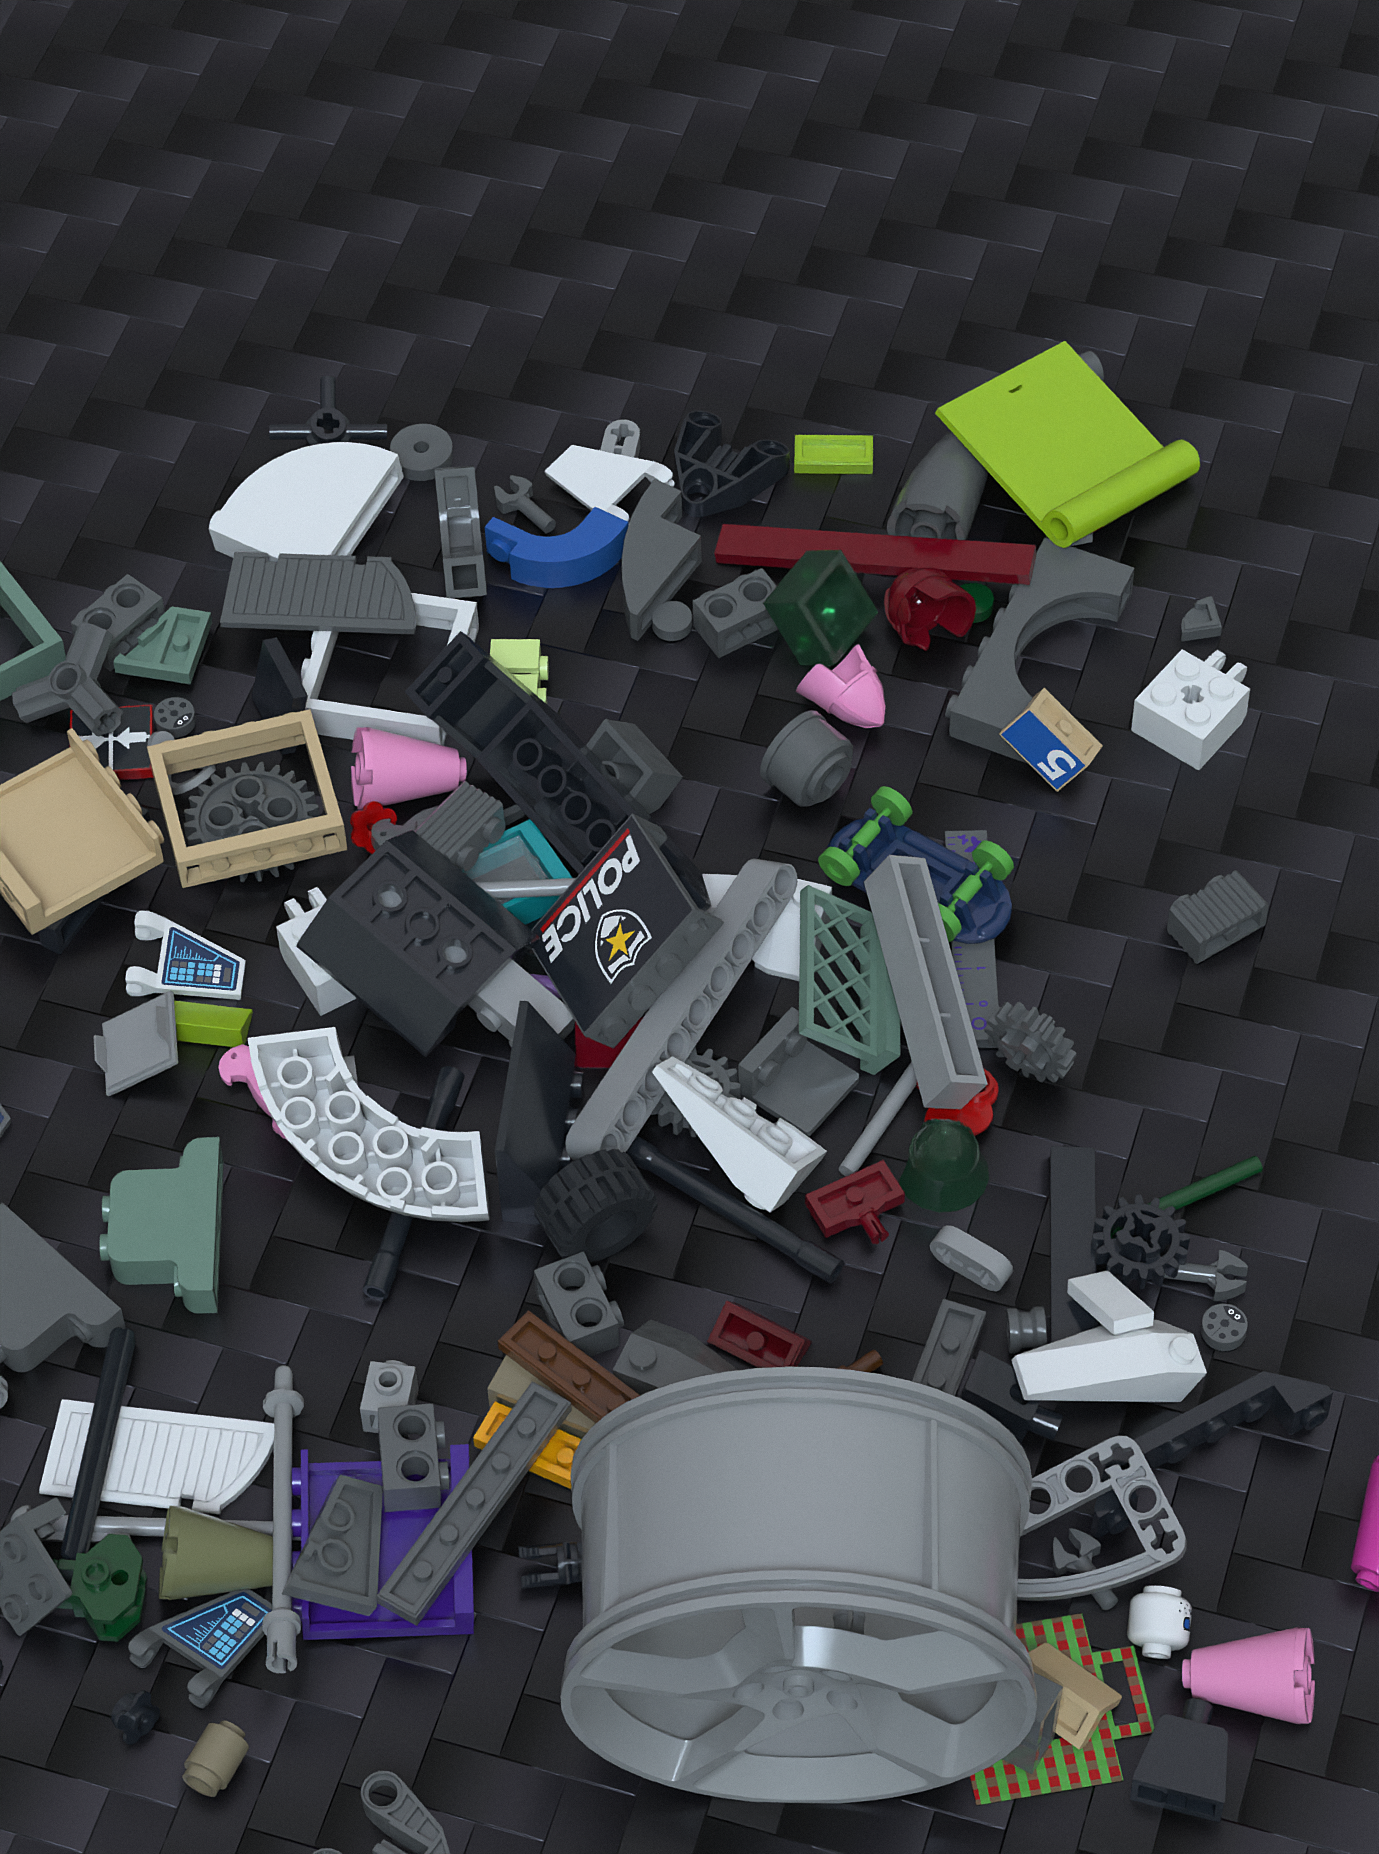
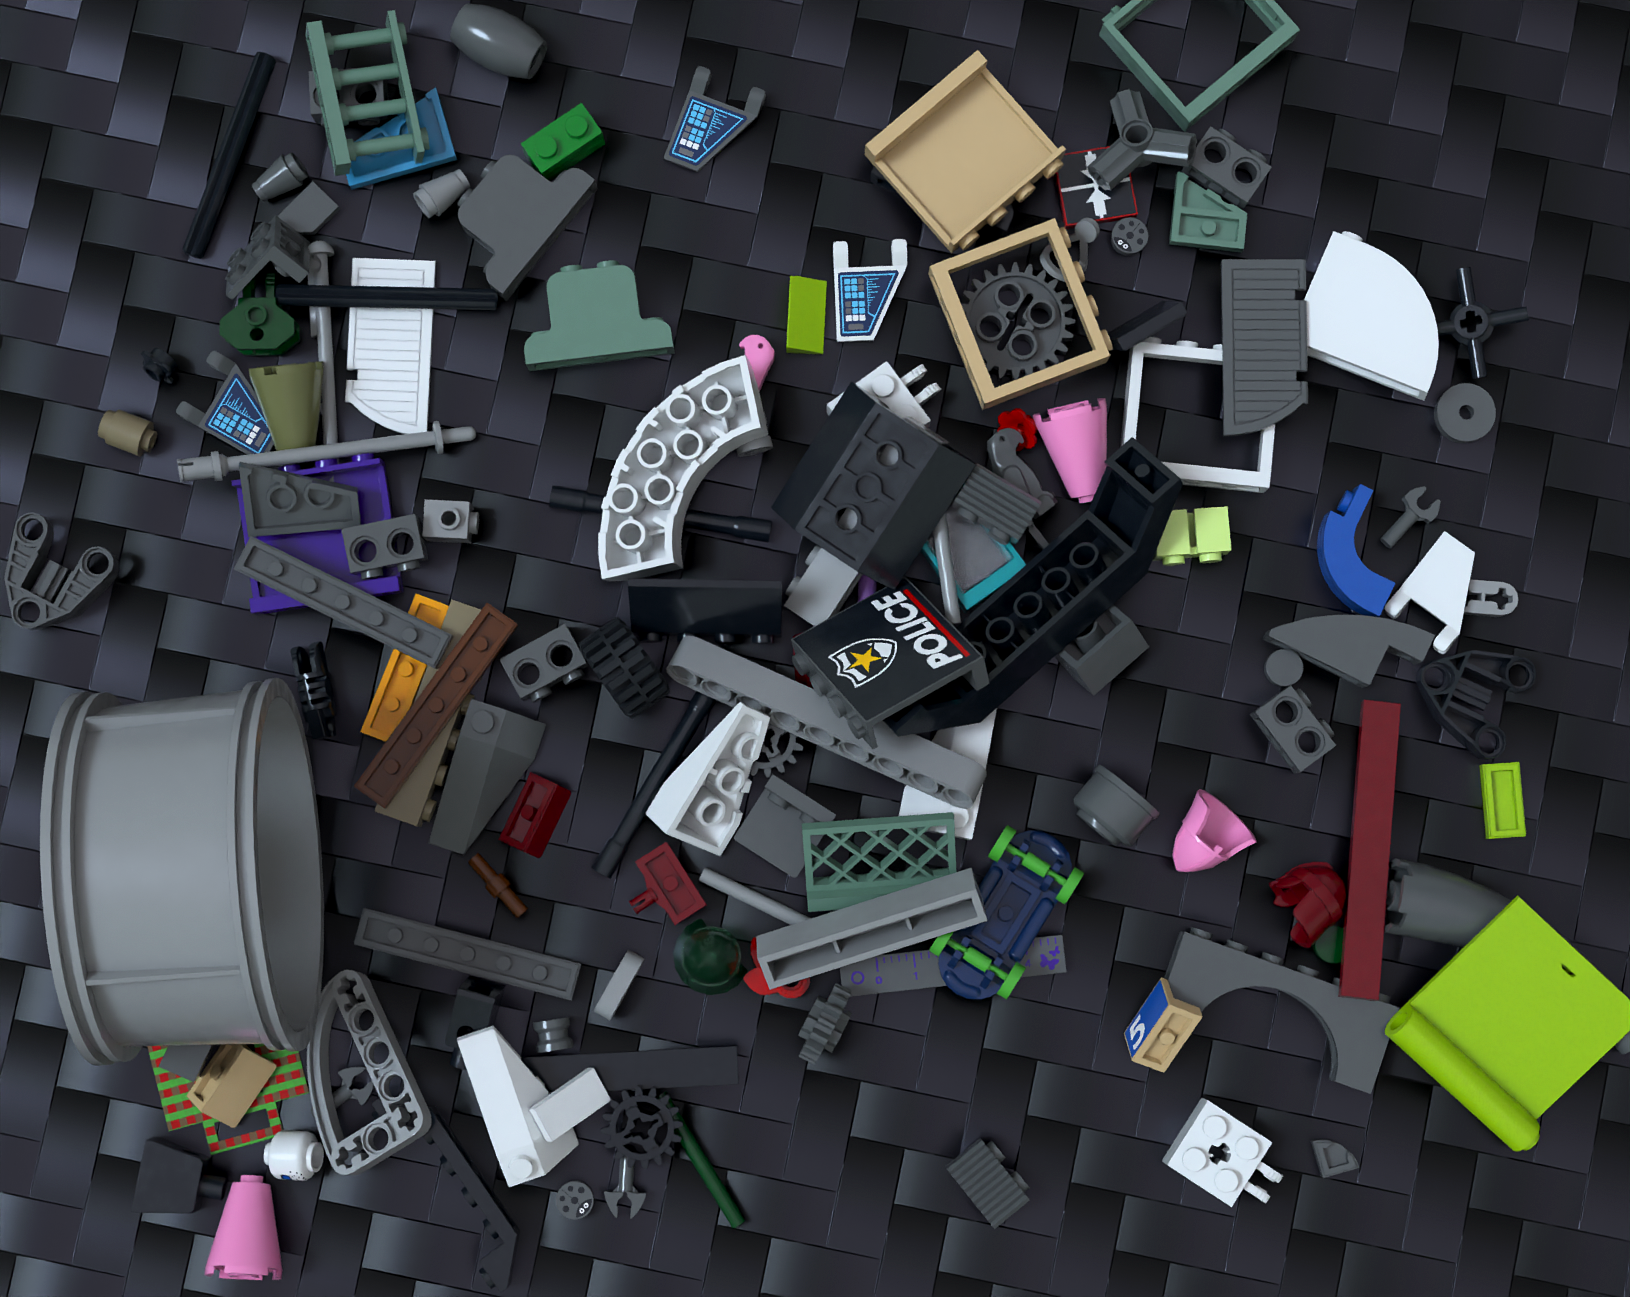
camera: 80 degrees right, 30 degrees up
(138, 1043) = (771, 262): light grey piece -> none
(460, 532) = (1348, 464): dark grey arch -> none
(820, 607) = (1290, 803): clear green piece -> none

